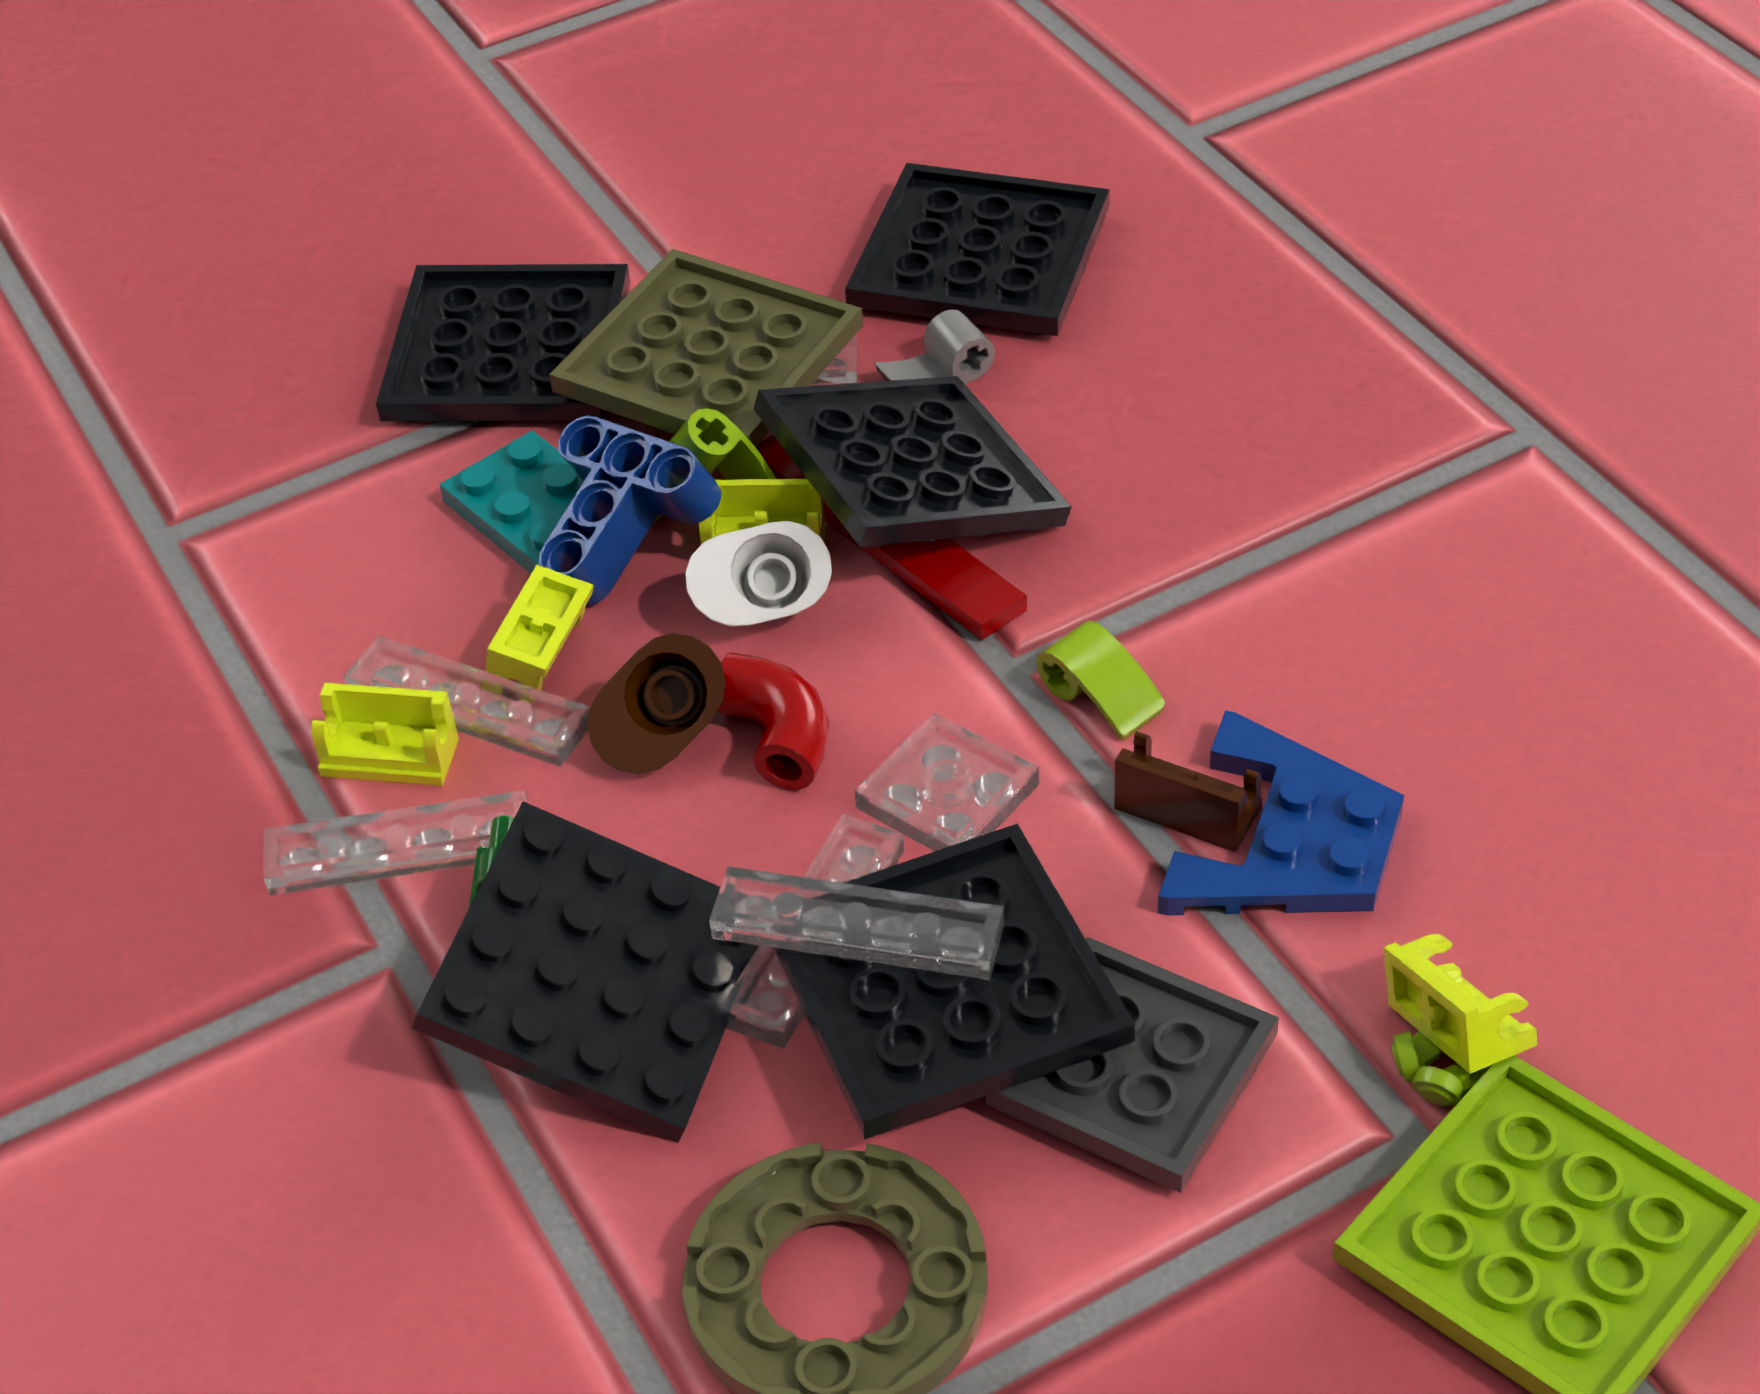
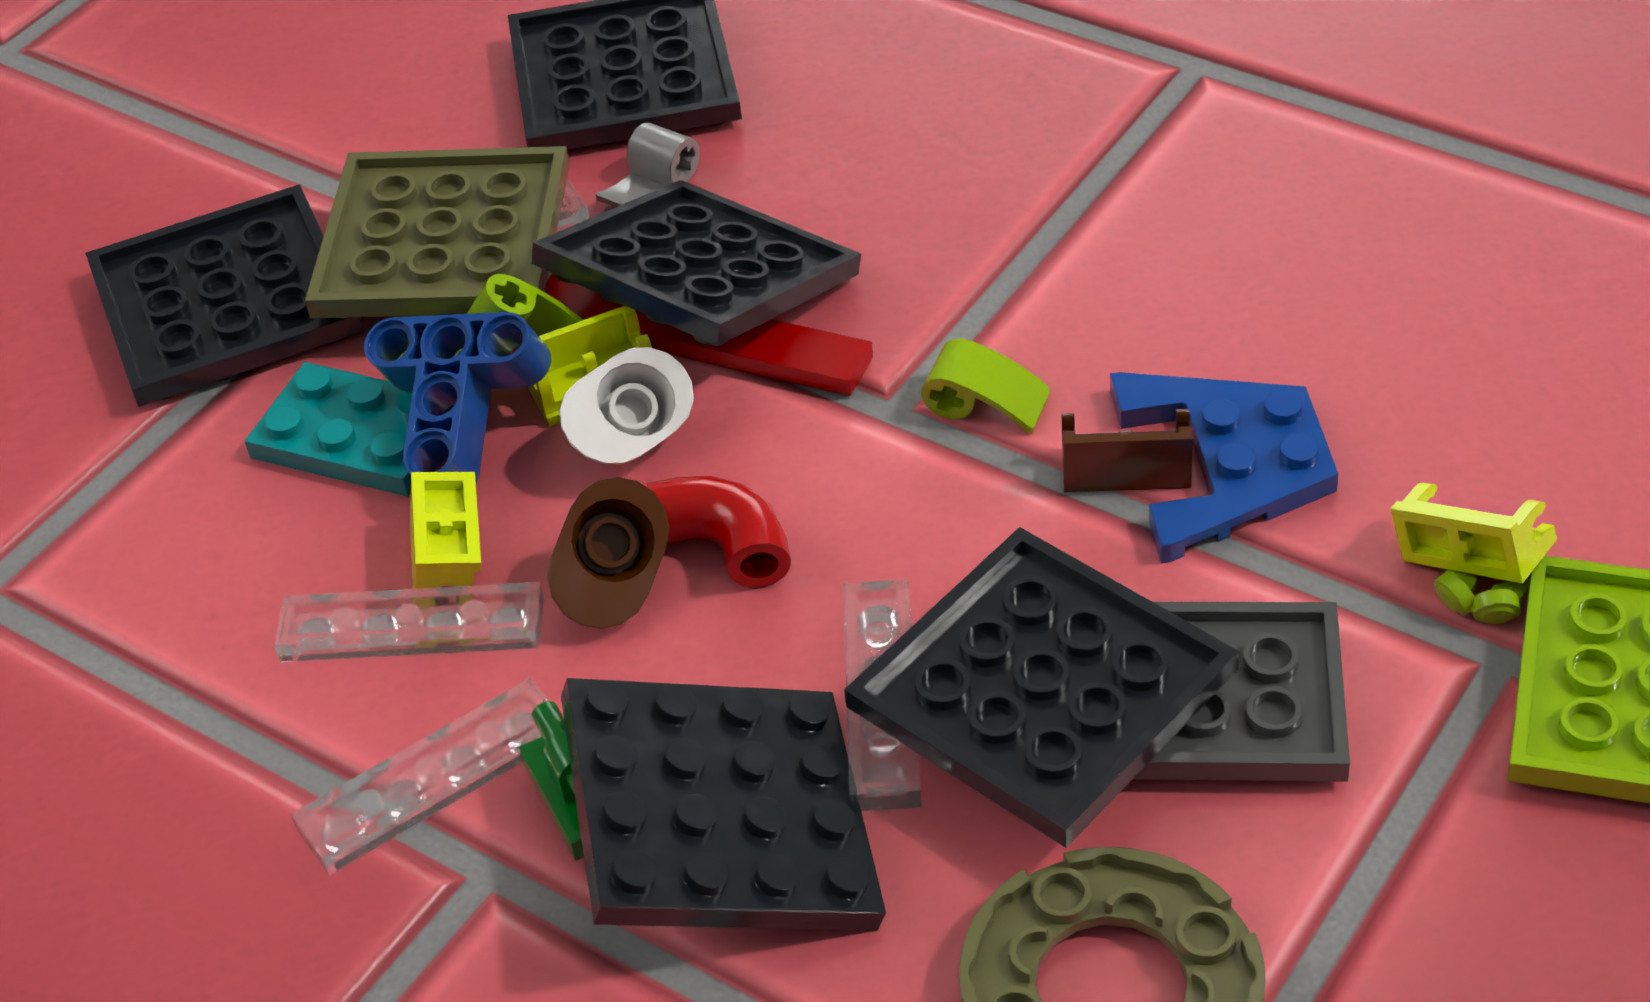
camera: 25 degrees left, 0 degrees up
(385, 734) = (350, 682): neon yellow hinge -> none
(858, 922) = (949, 661): clear plate -> none
(946, 785) = (915, 527): clear plate -> none

